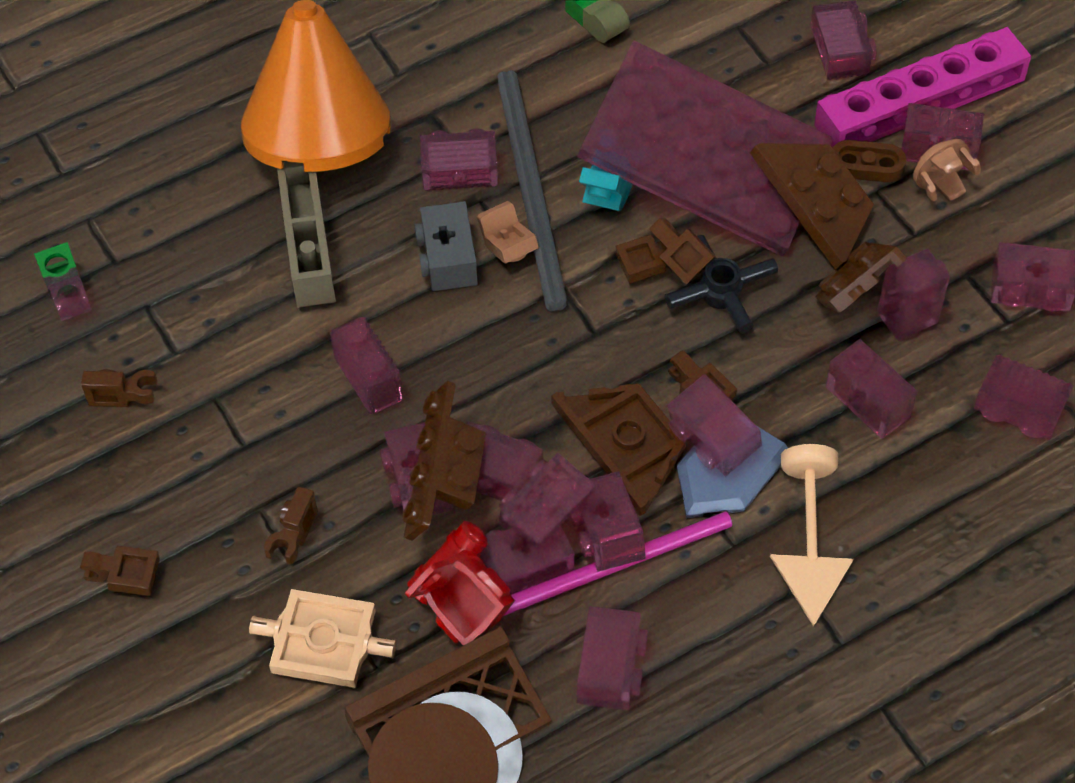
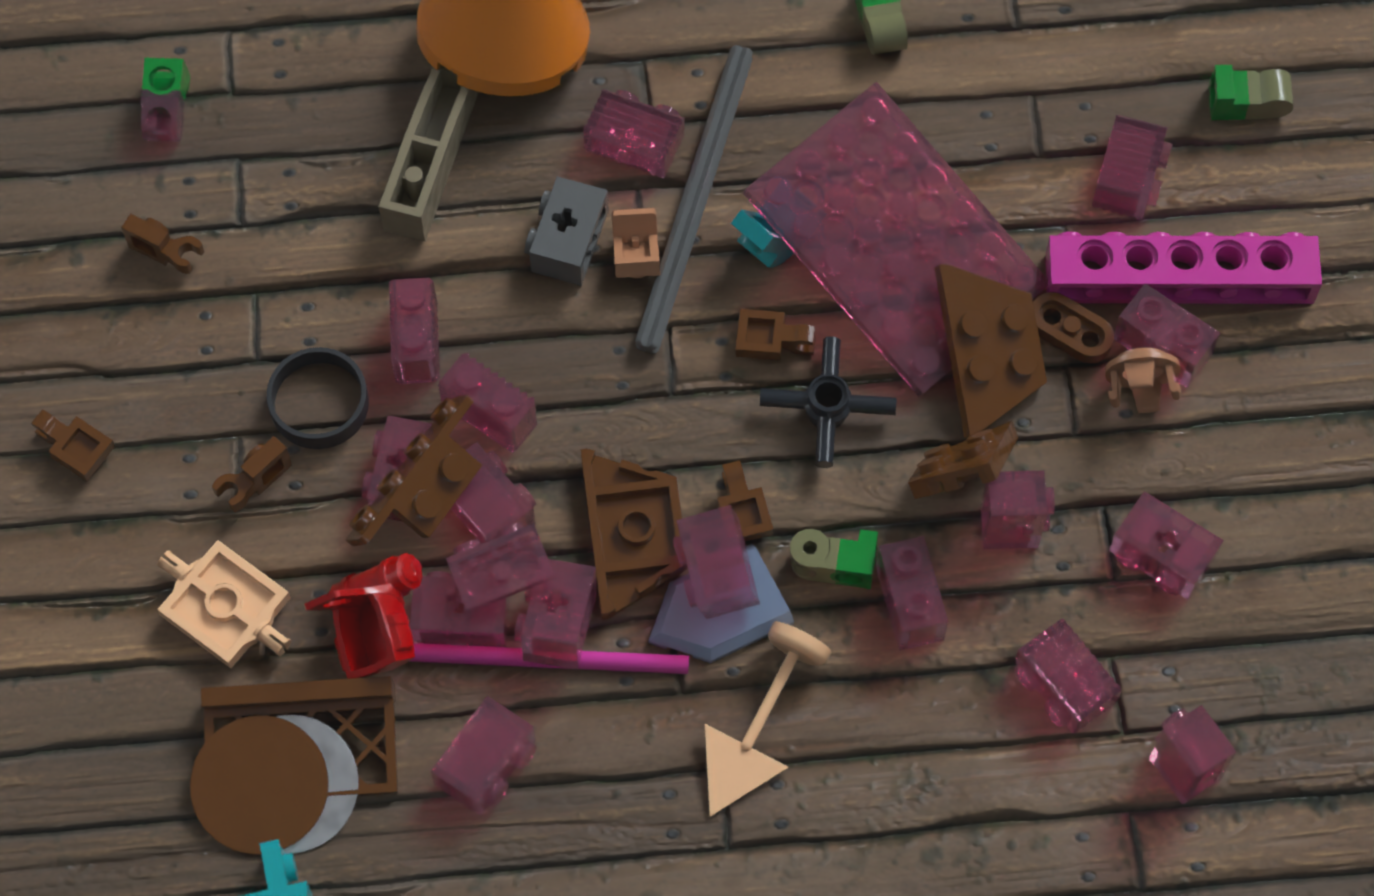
camera: 25 degrees right, 10 degrees up
(304, 415) = (307, 357): none -> black tyre
(475, 394) = (497, 406): none -> clear pink brick
(684, 253) = (803, 352): reddish brown plate -> none
(796, 391) = (834, 559): none -> leg

